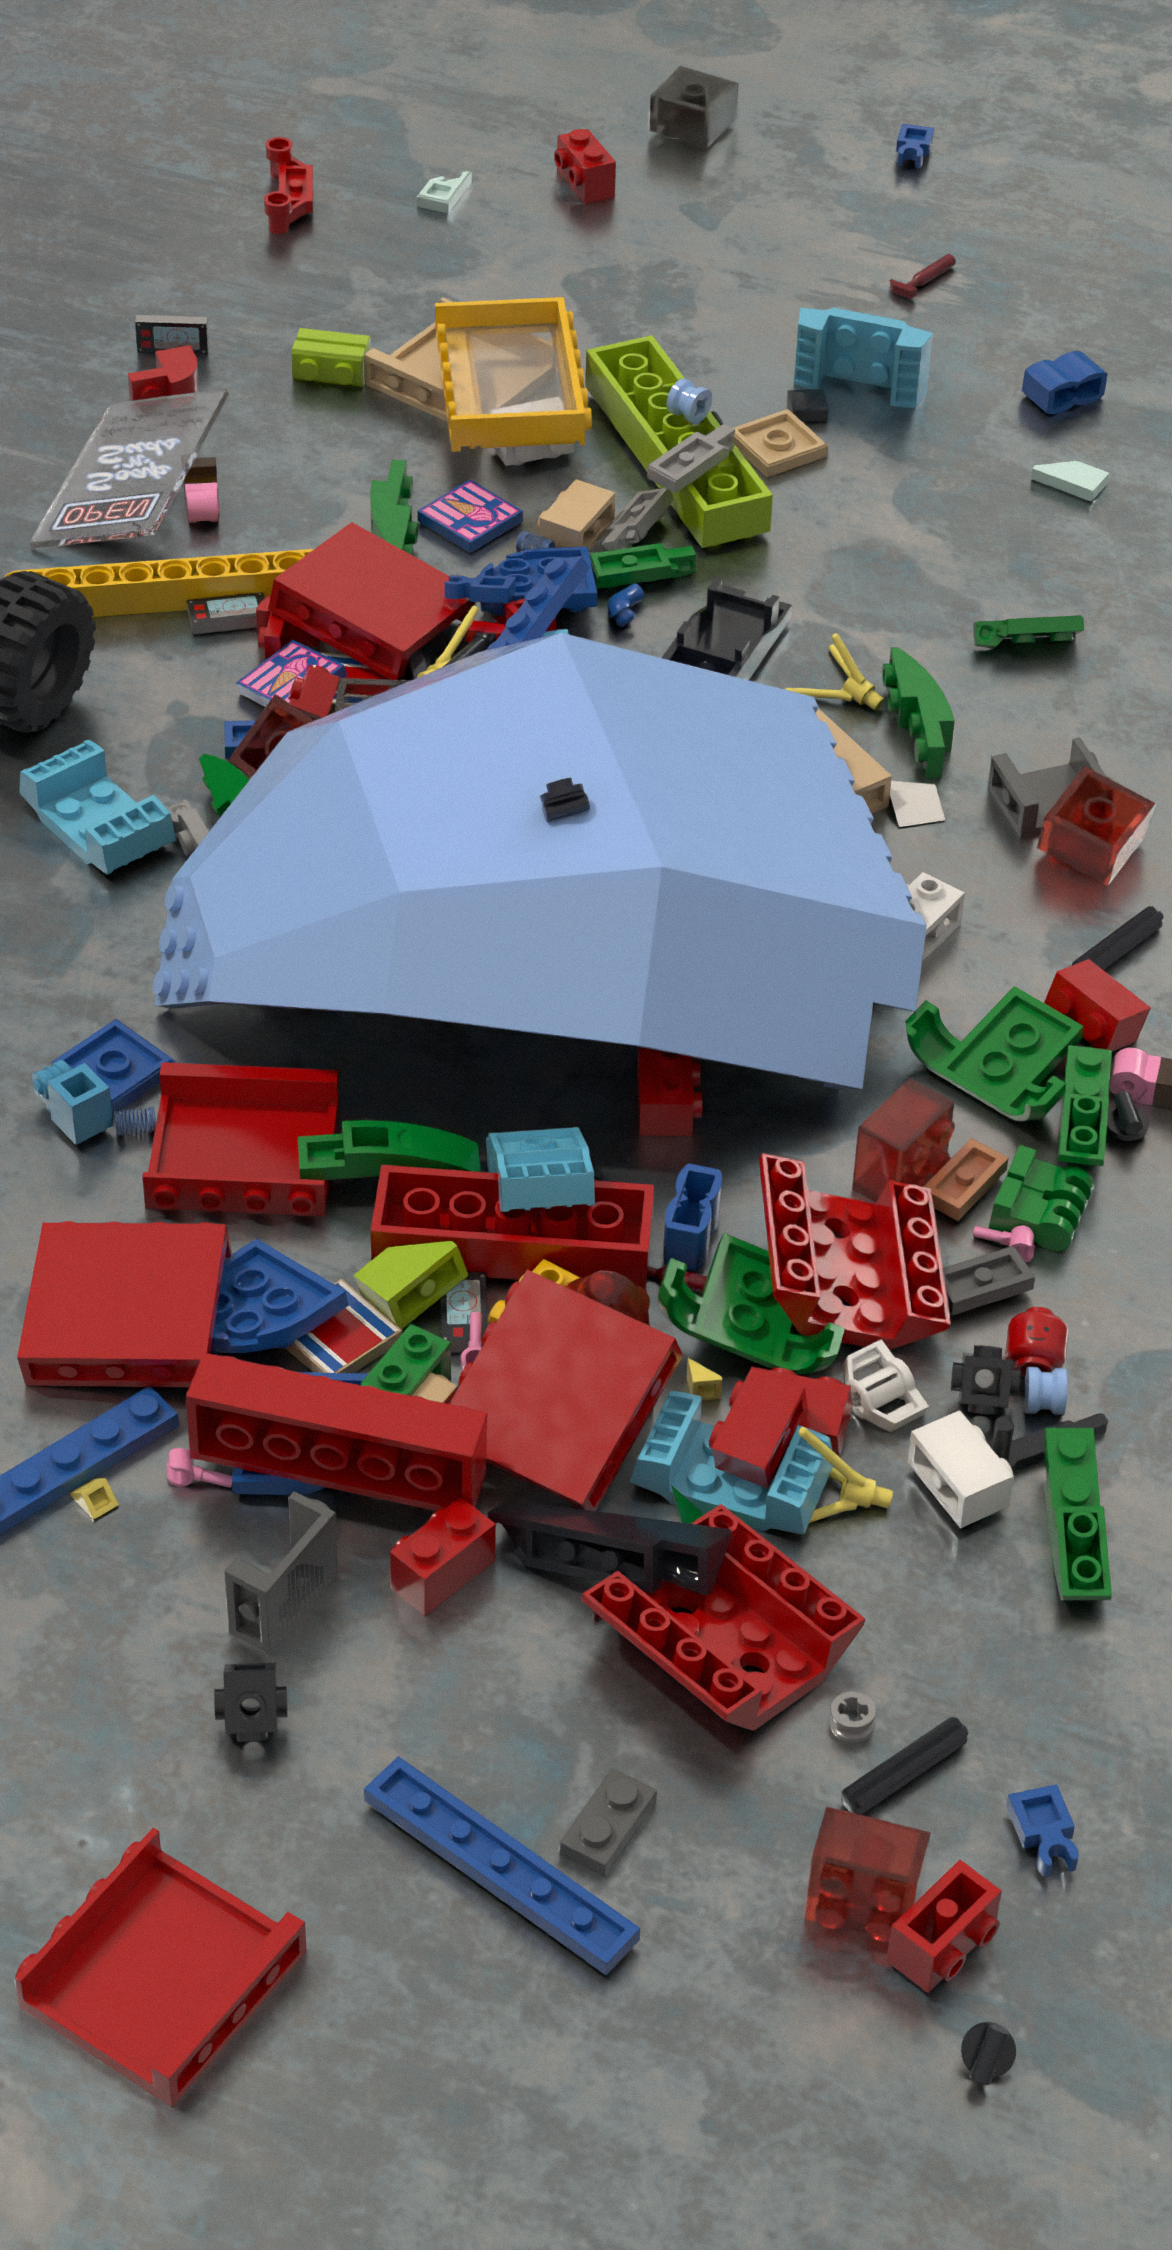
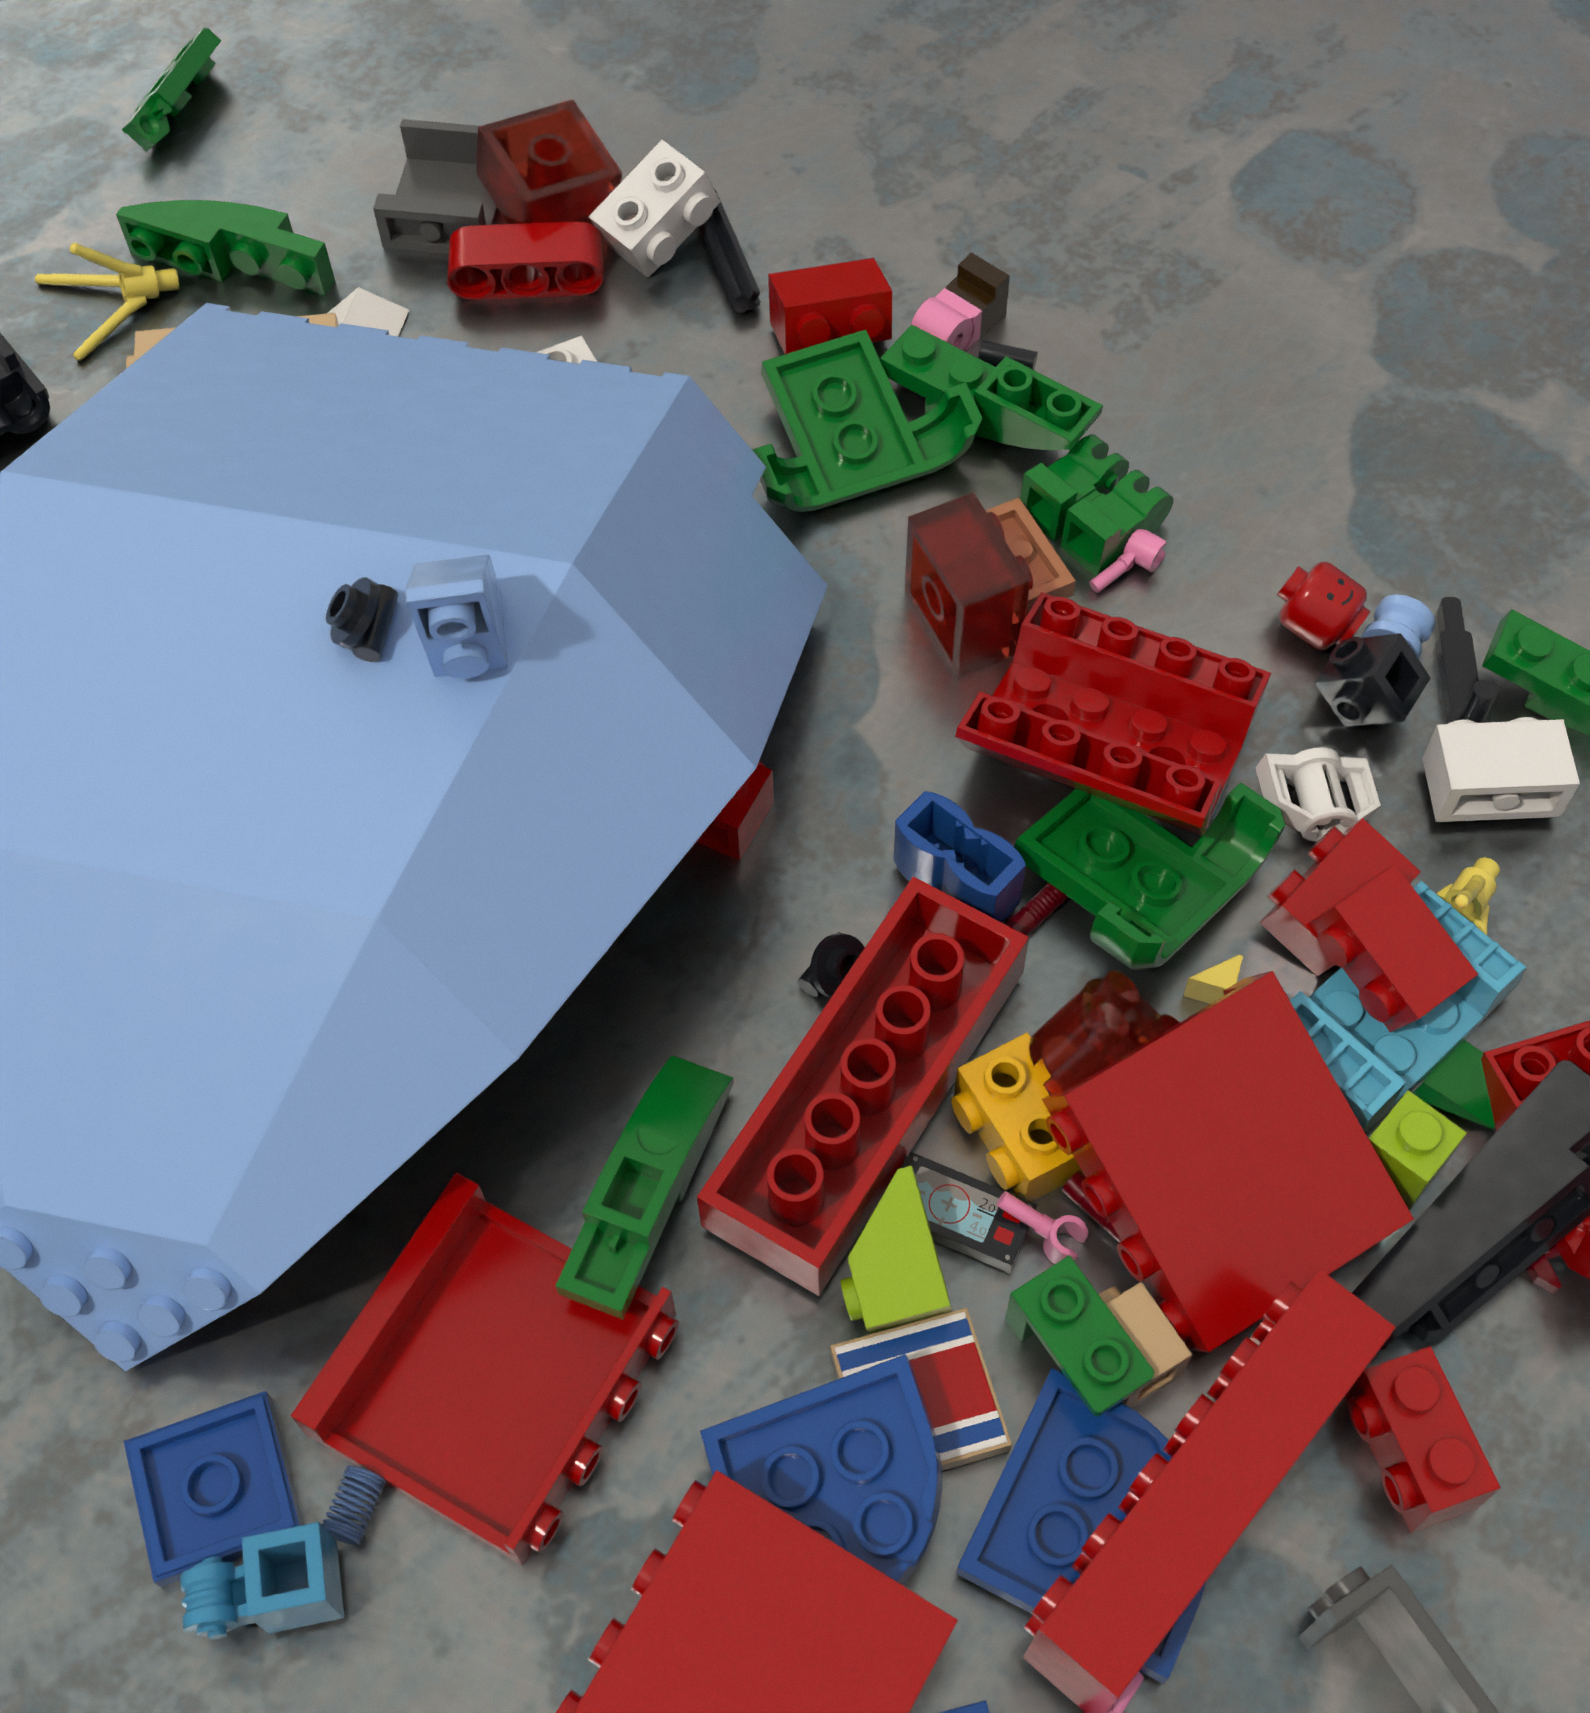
camera: 60 degrees left, 15 degrees up
(541, 1168) = (812, 989): medium azure plate -> none
(581, 824) = (458, 615): none -> light blue slope
(635, 1489) = (1415, 1145): none -> lime brick
(986, 1279) = (1192, 601): dark grey plate -> none
(1021, 851) = (525, 260): none -> red beam
(1108, 888) = (655, 208): none -> white brick

